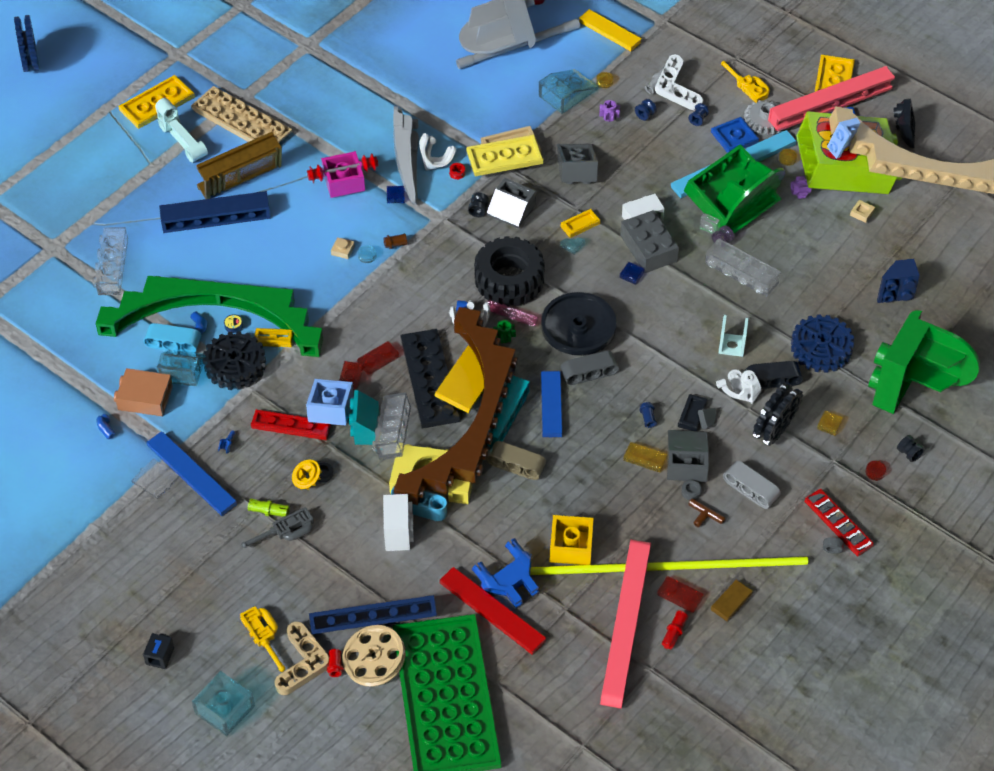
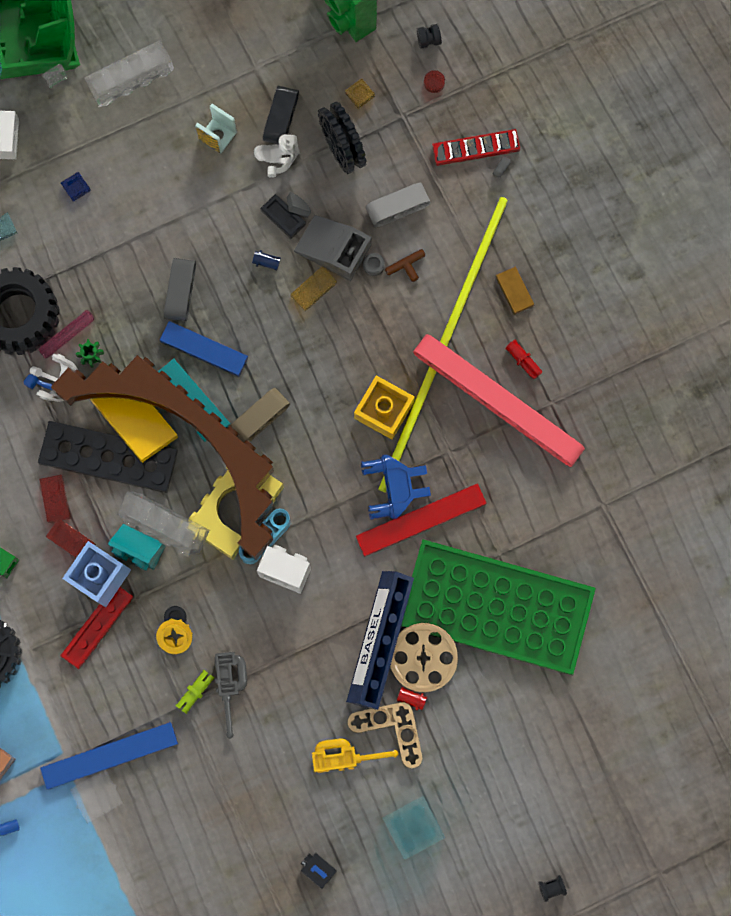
camera: 65 degrees left, 25 degrees up
(226, 443) = (89, 703): blue hand -> none
(578, 323) = (121, 273): black dish -> none
(649, 241) = (47, 148): dark grey brick -> none
(680, 594) = (485, 334): clear red plate -> none
(724, 234) = (78, 71): clear purple wheel -> none
(822, 343) = (265, 63): dark blue piece -> none

